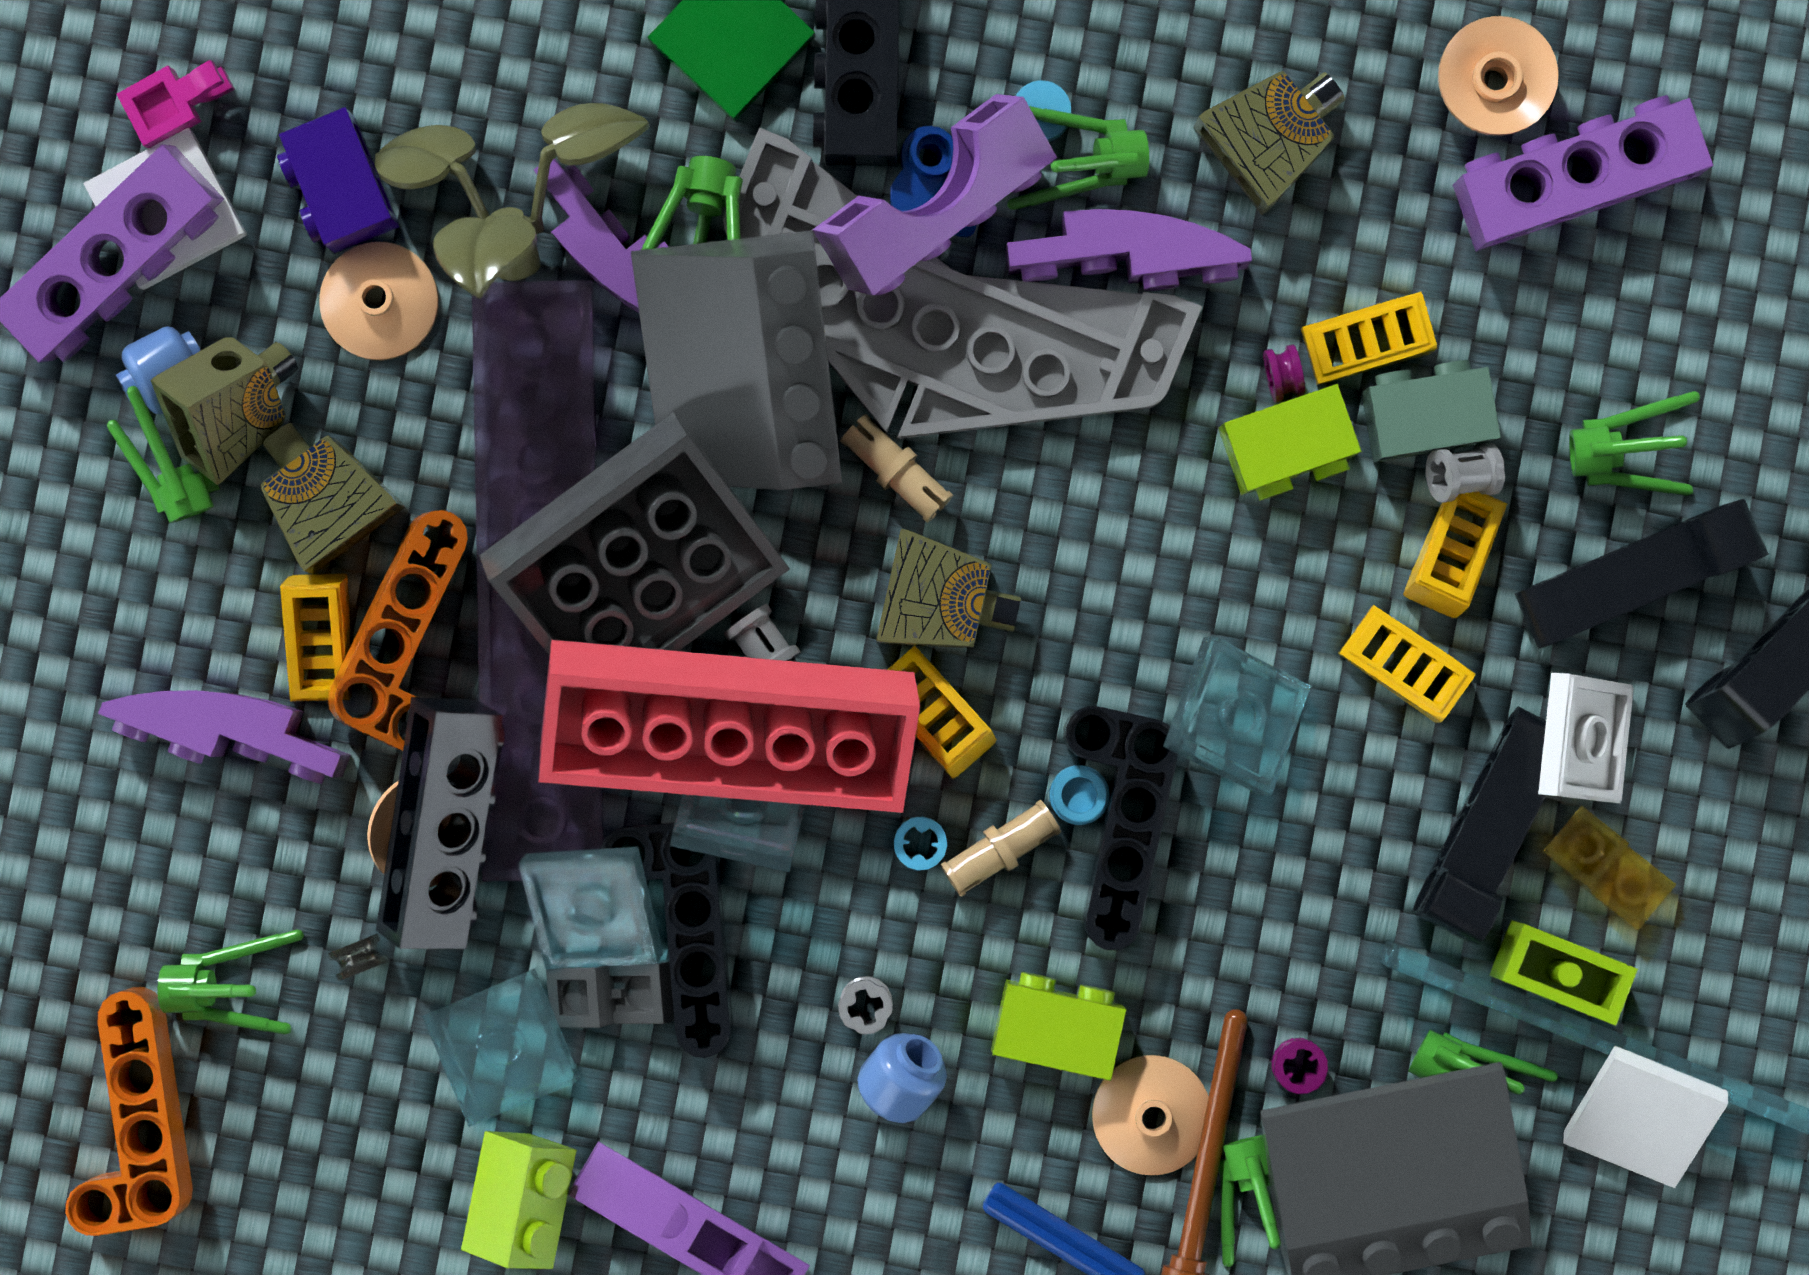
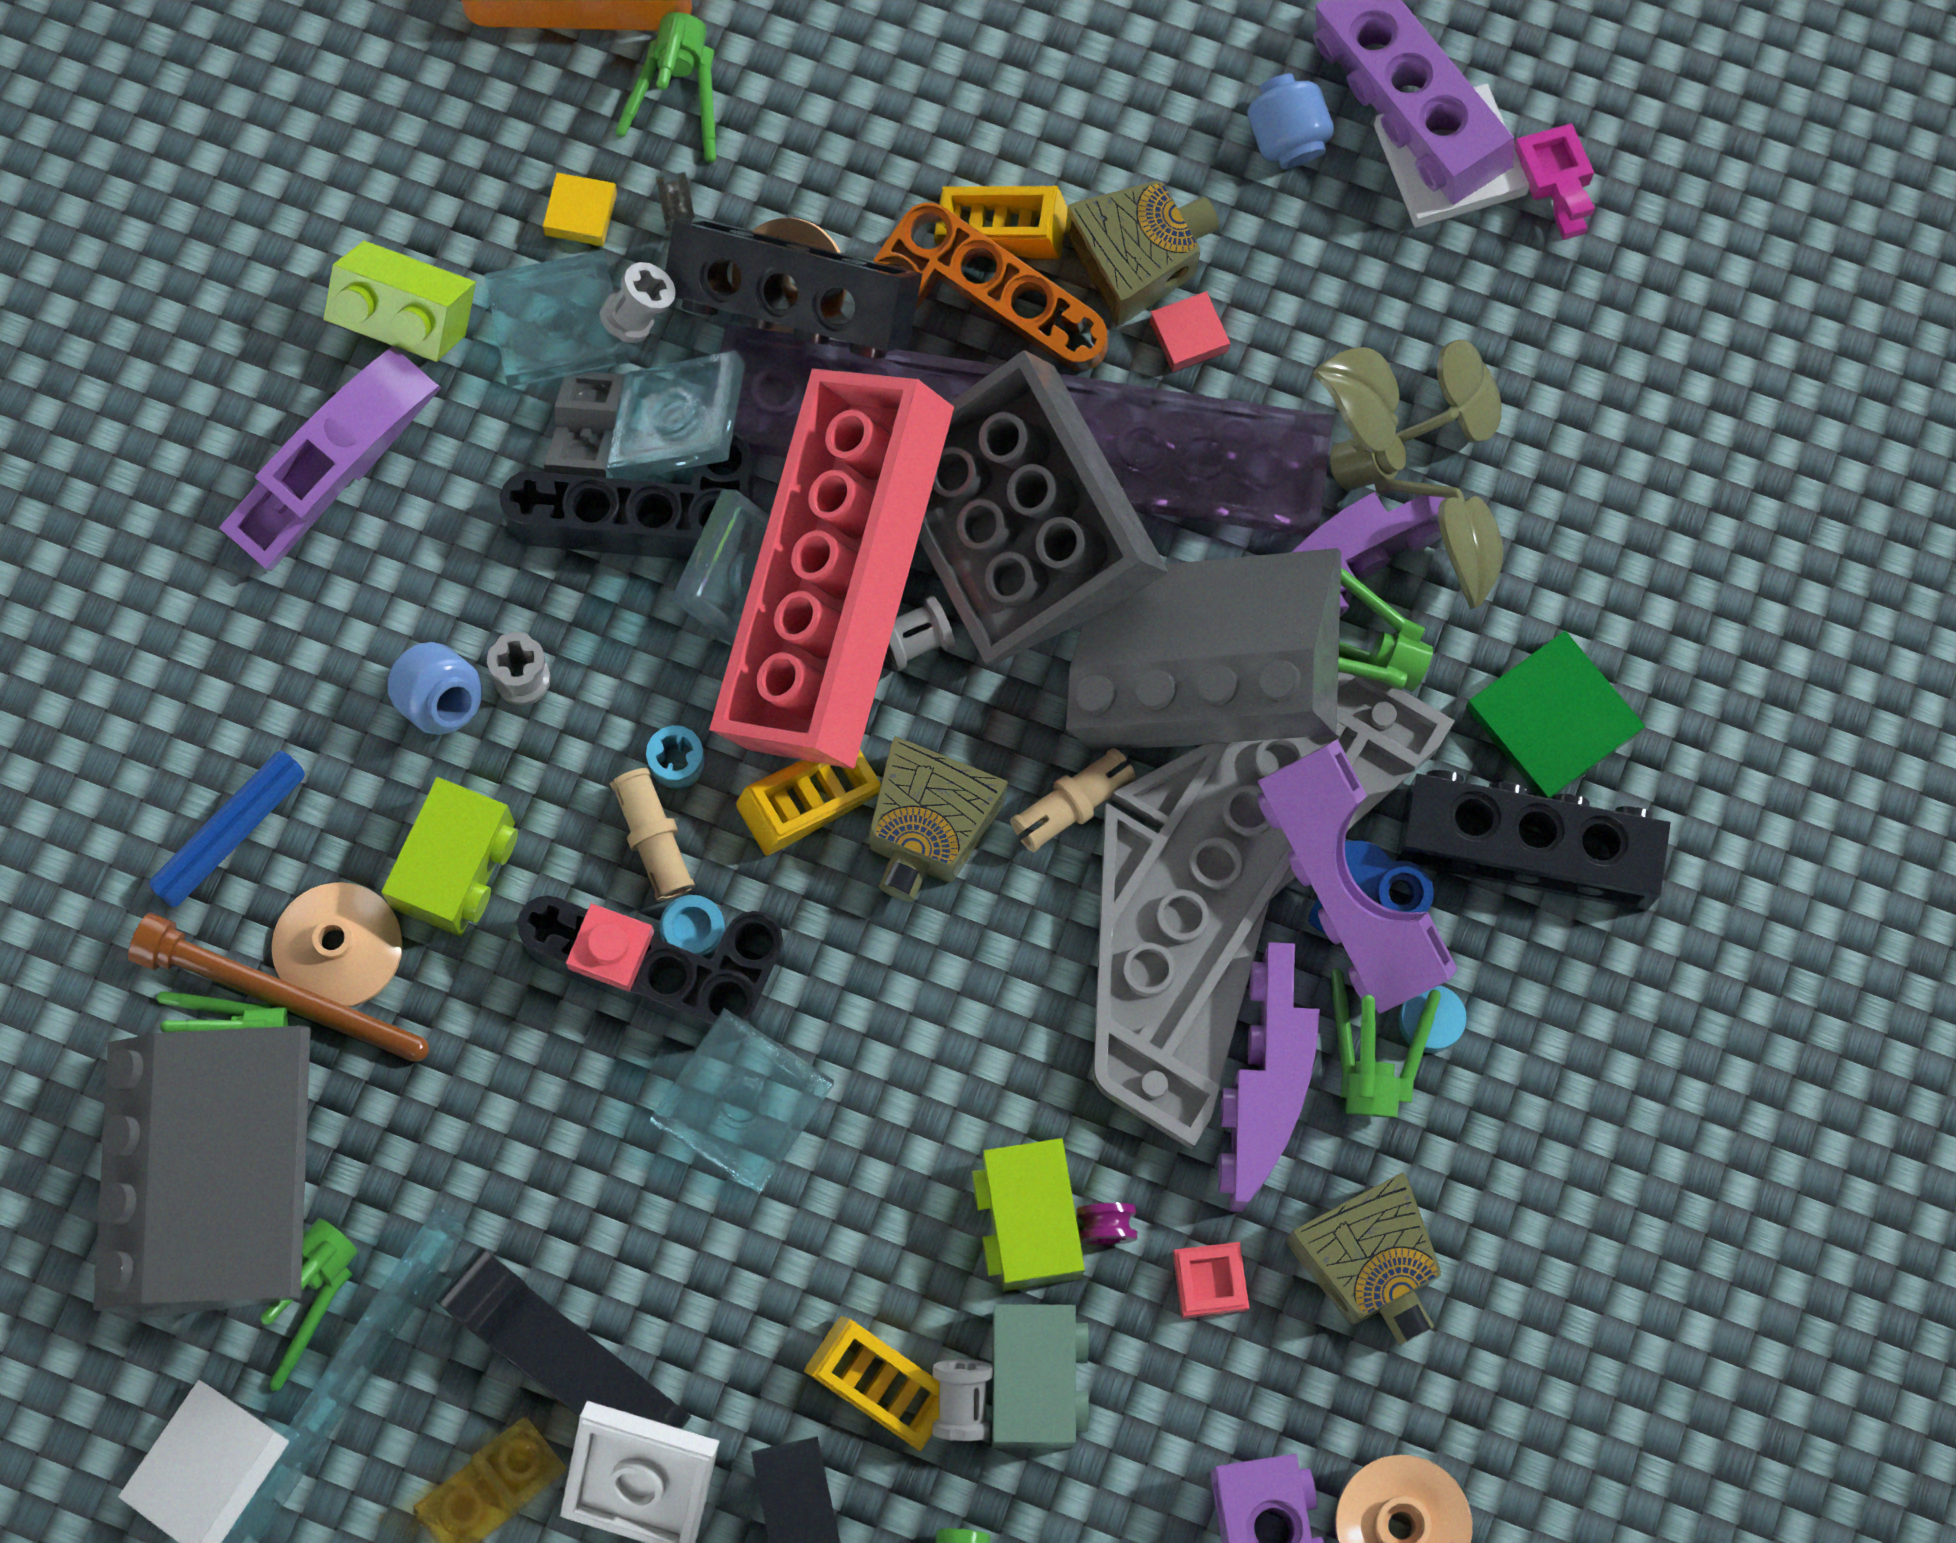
camera: 95 degrees right, 15 degrees down
(180, 489) = (1170, 117): bright green plant -> none
(206, 721) = (930, 126): medium lavender slope -> none
(223, 403) = (1249, 161): olive torso -> none
(336, 181) = (1465, 301): dark purple brick -> none
(379, 1050) = (580, 209): none -> yellow tile
(402, 319) = (1303, 343): light nougat dish -> none
(402, 435) = (1189, 331): none -> coral tile
(475, 972) = (643, 294): none -> light grey bush
(1127, 860) = (610, 947): none -> coral plate
(1310, 1080) = (335, 1118): magenta bush -> none
(1312, 275) = (1210, 1280): none -> coral tile
(1419, 324) = (1139, 1381): yellow slope -> none
(1439, 660) = (717, 1336): yellow slope -> none
(1563, 972) = (384, 1404): lime brick -> none

